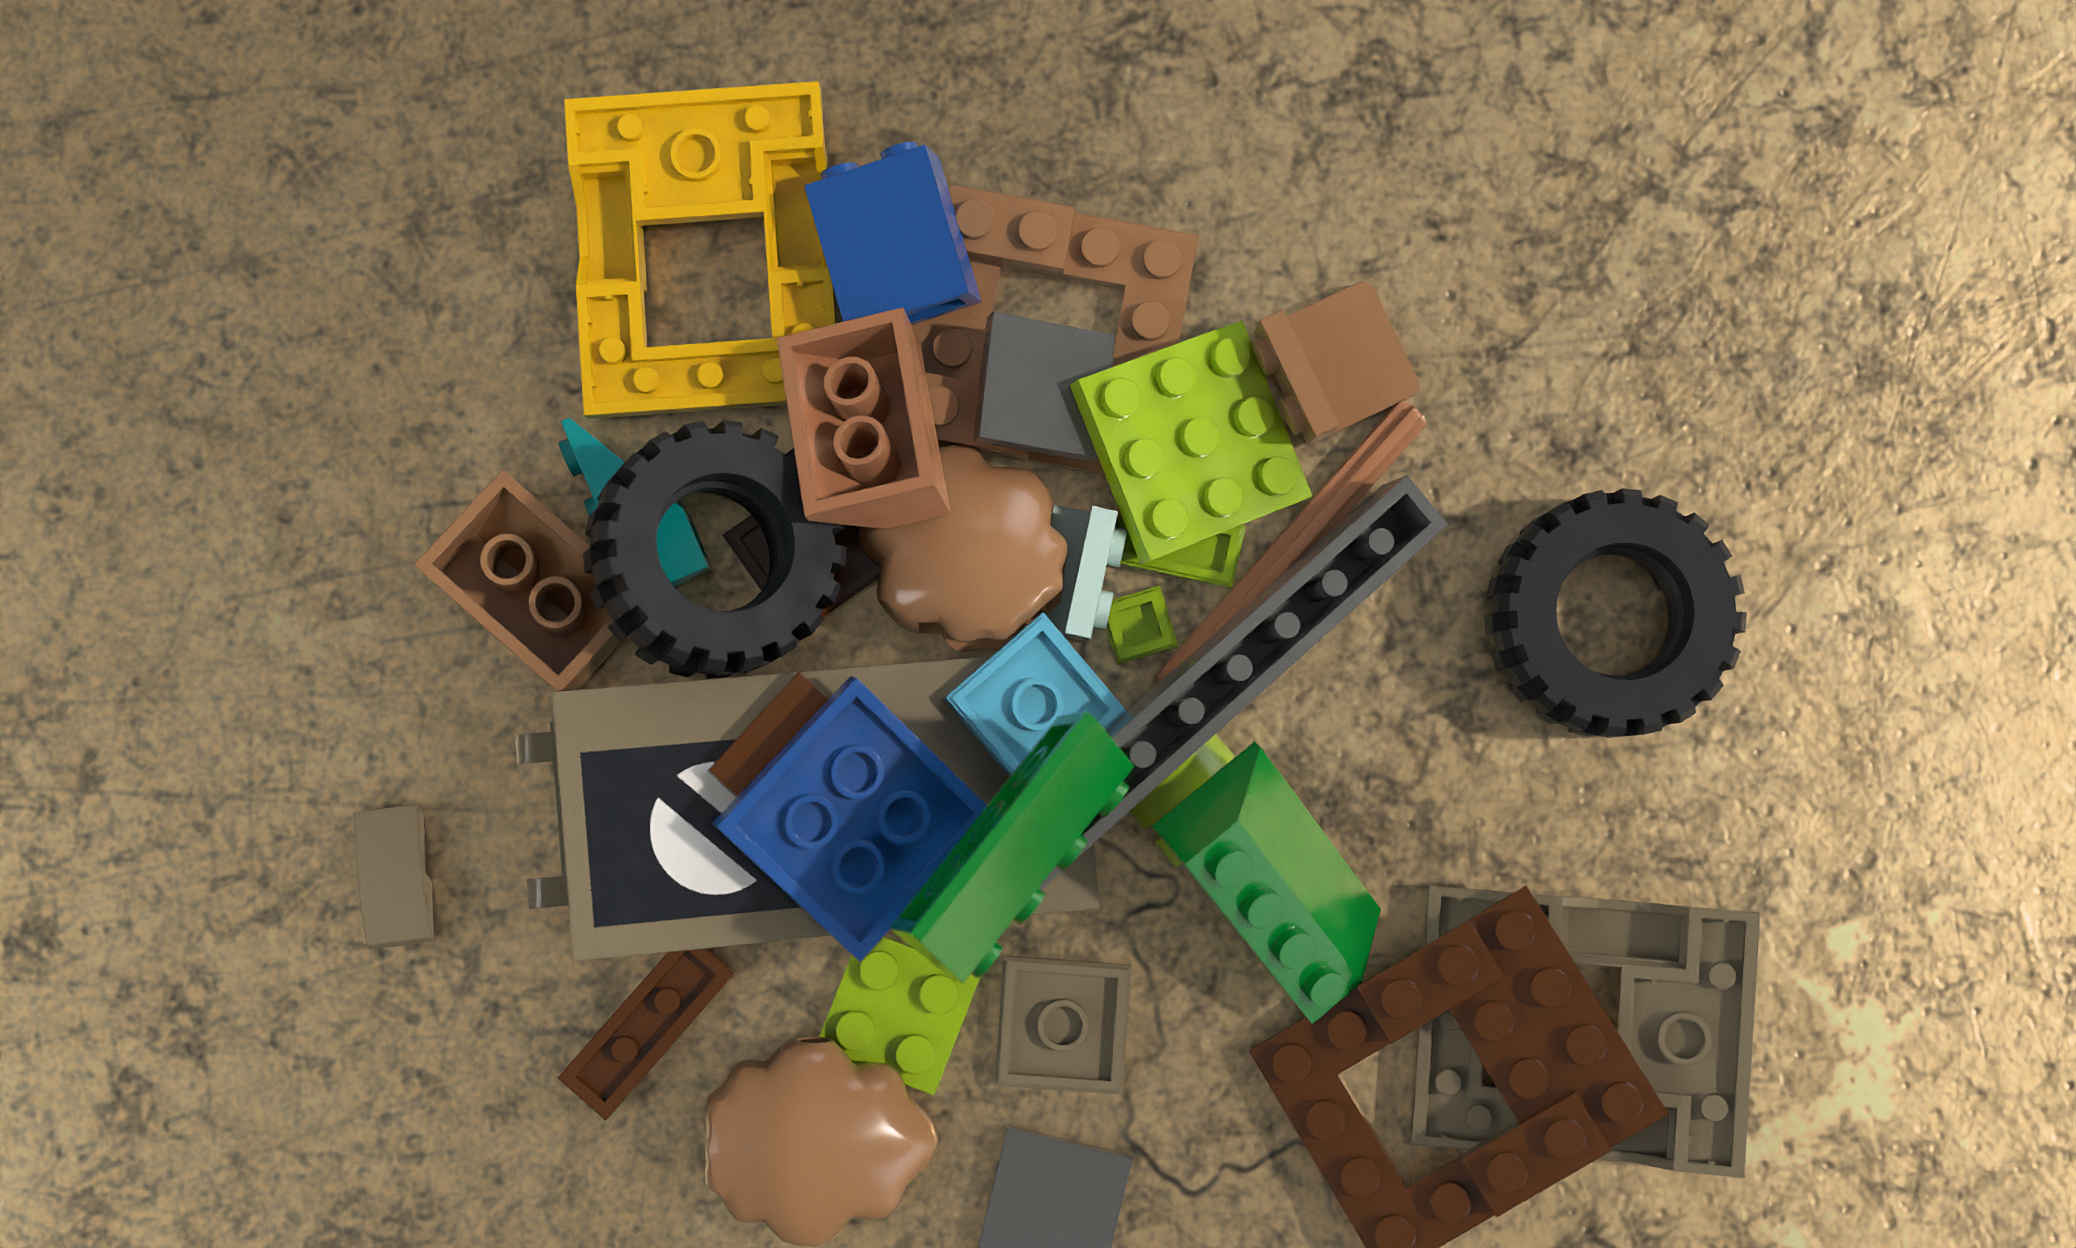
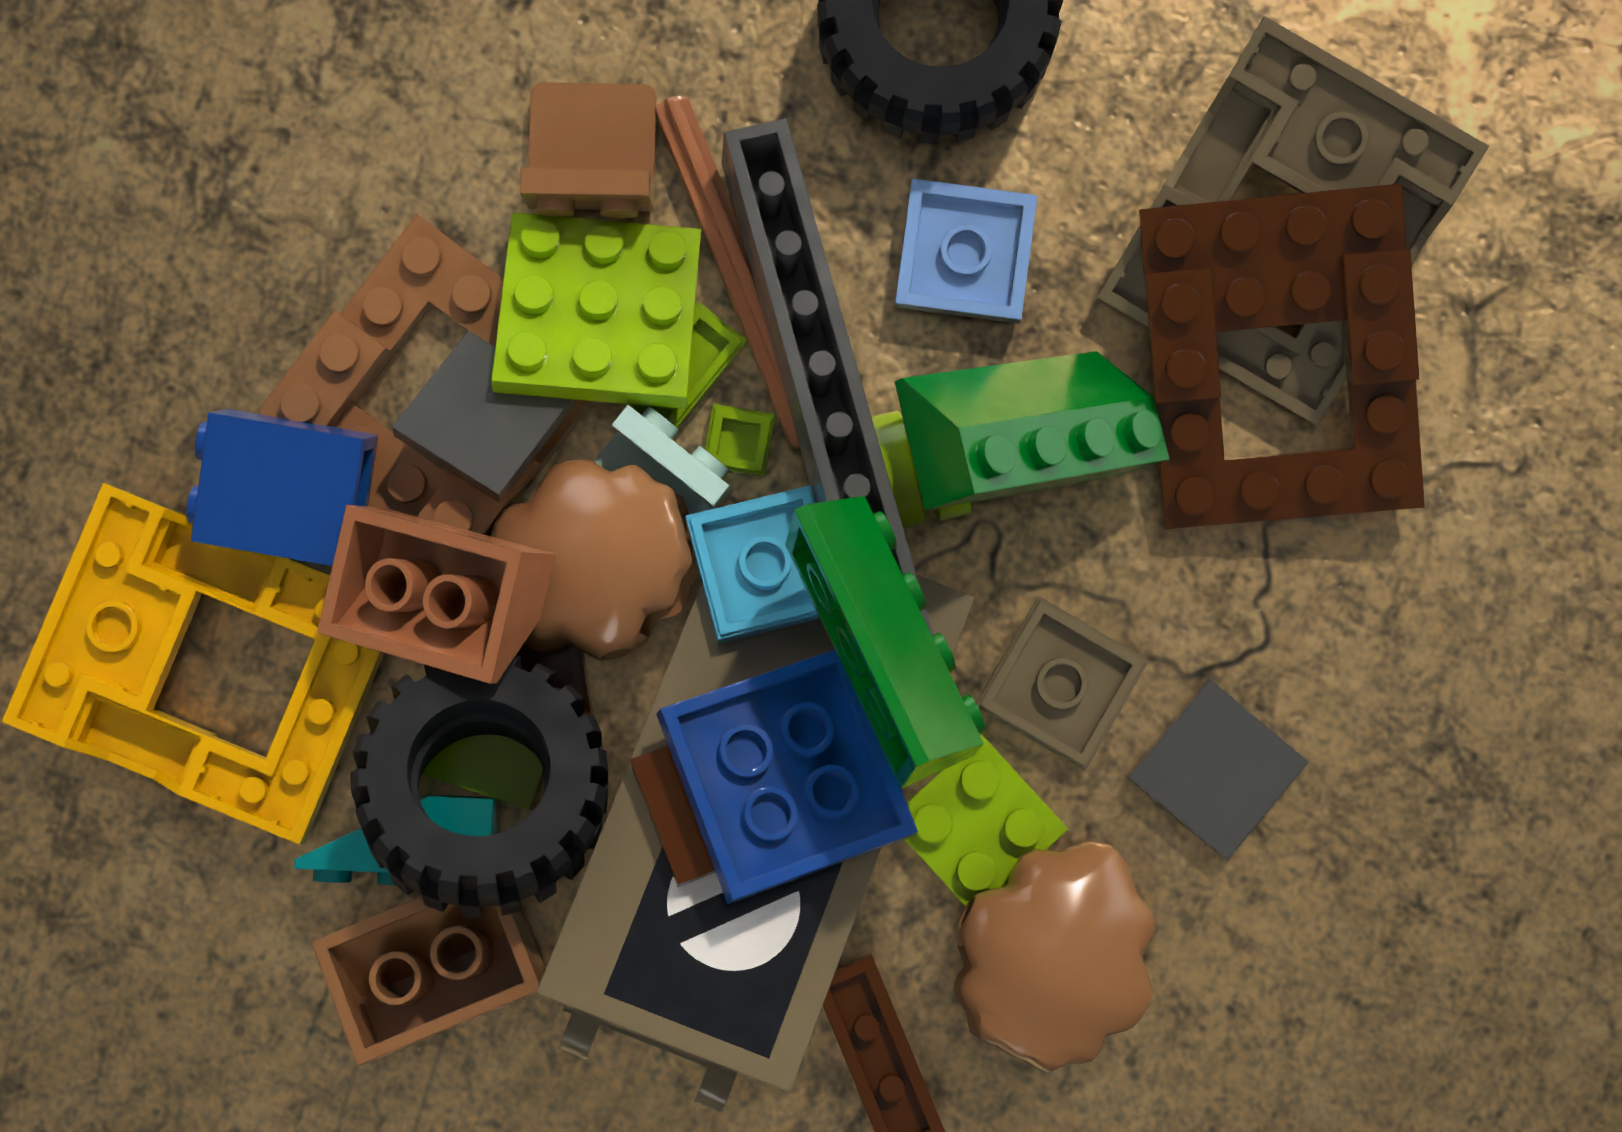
camera: 60 degrees left, 0 degrees up
(735, 550) = (490, 767): none -> lime tile
(1412, 745) = (966, 251): none -> light blue plate

